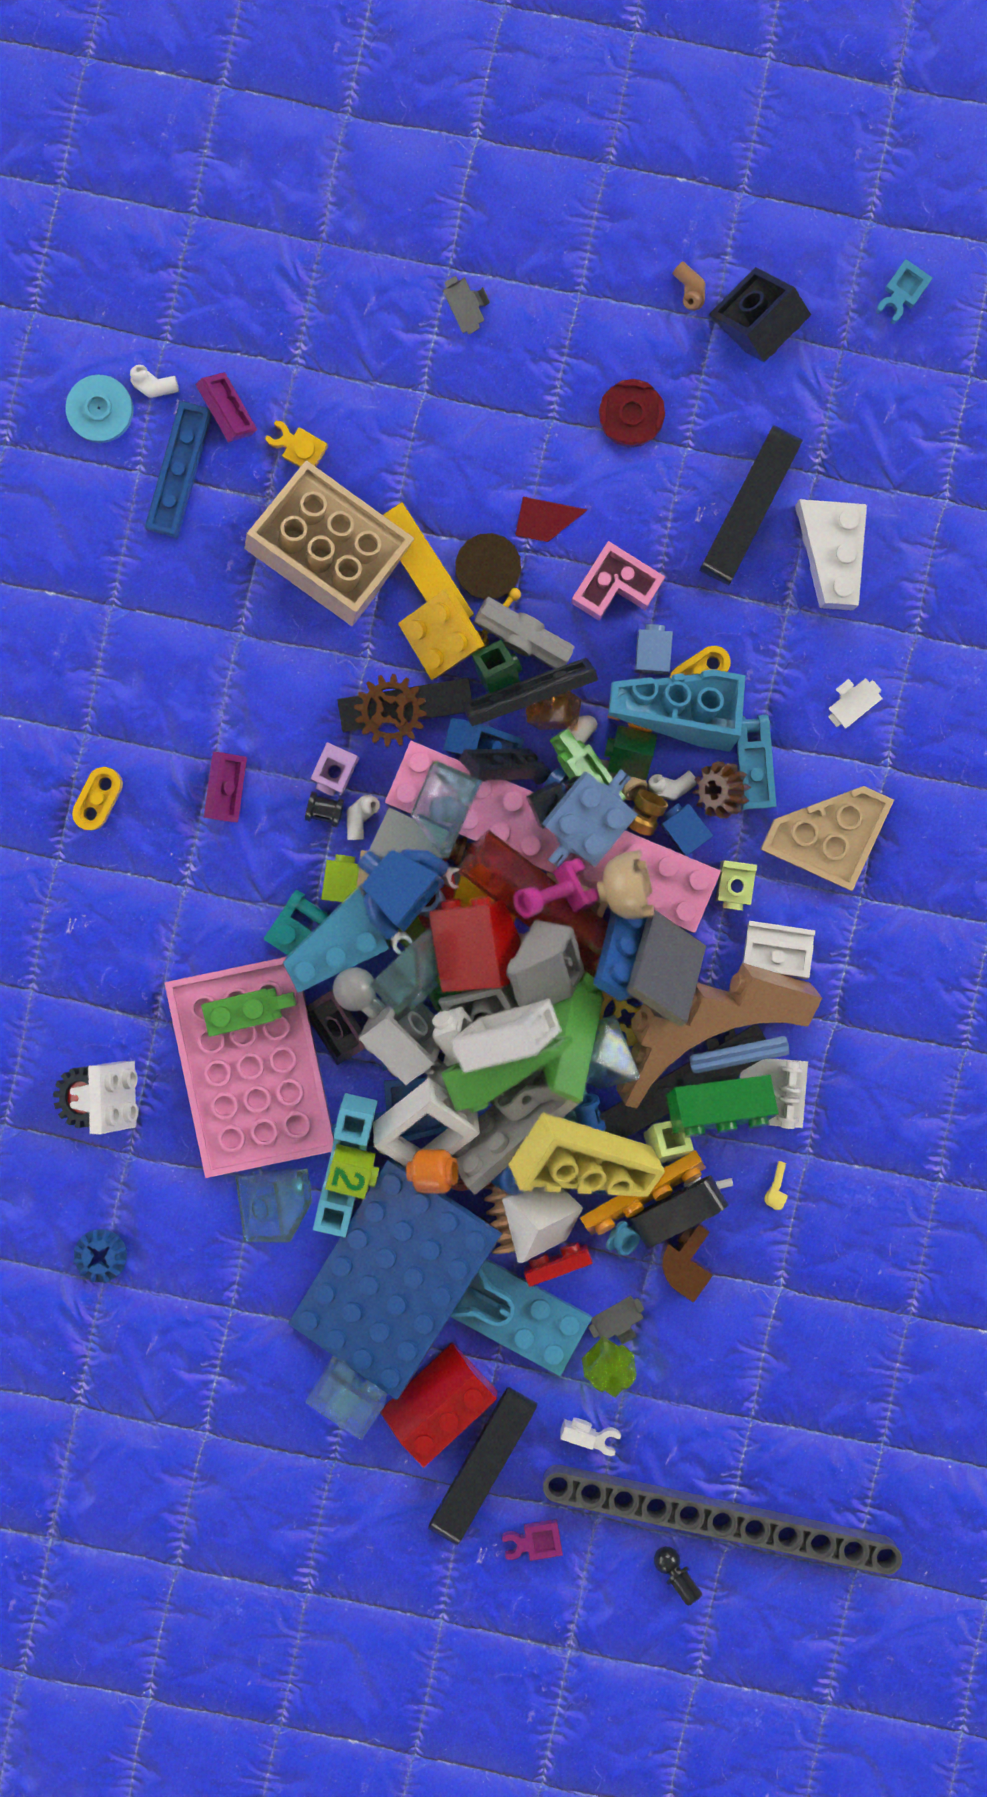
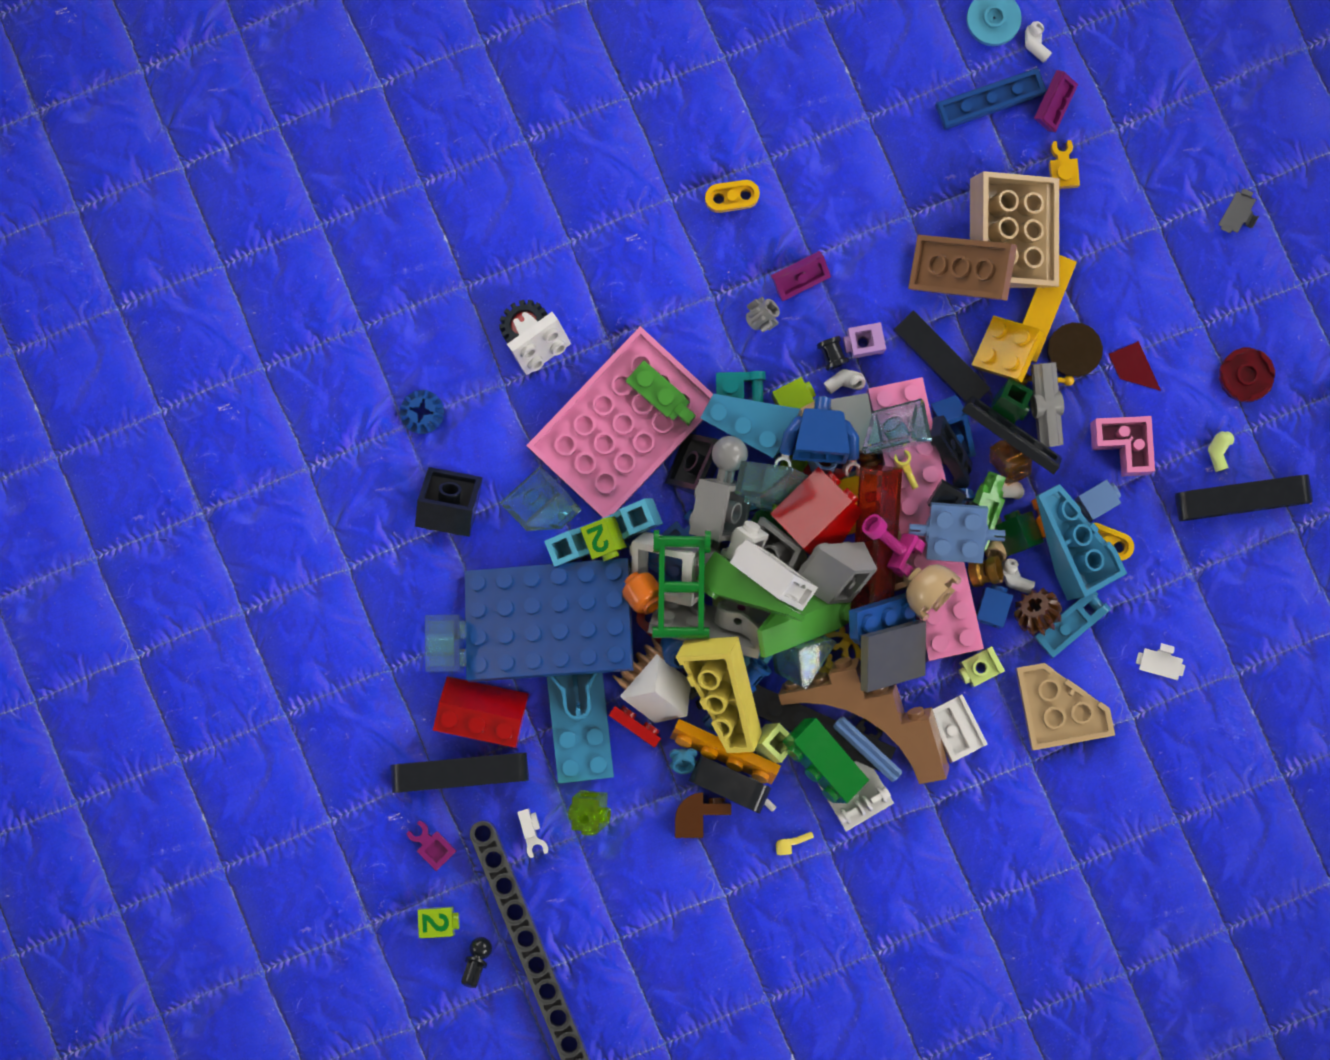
camera: 55 degrees right, 5 degrees down
(207, 1293) = (448, 501): none -> black slope
(237, 852) = (762, 314): none -> light grey gear
(329, 622) = (962, 267): none -> medium nougat plate
(378, 721) = (921, 347): reddish brown gear -> none
(428, 1081) = (704, 545): none -> green piece
(493, 822) = (907, 469): none -> light yellow hand
(613, 1587) = (437, 922): none -> lime brick
(618, 1320) = (624, 797): dark grey piece -> none
(684, 494) = (1218, 448): none -> yellowish green arm
(835, 549) = (1258, 572): white wedge -> none

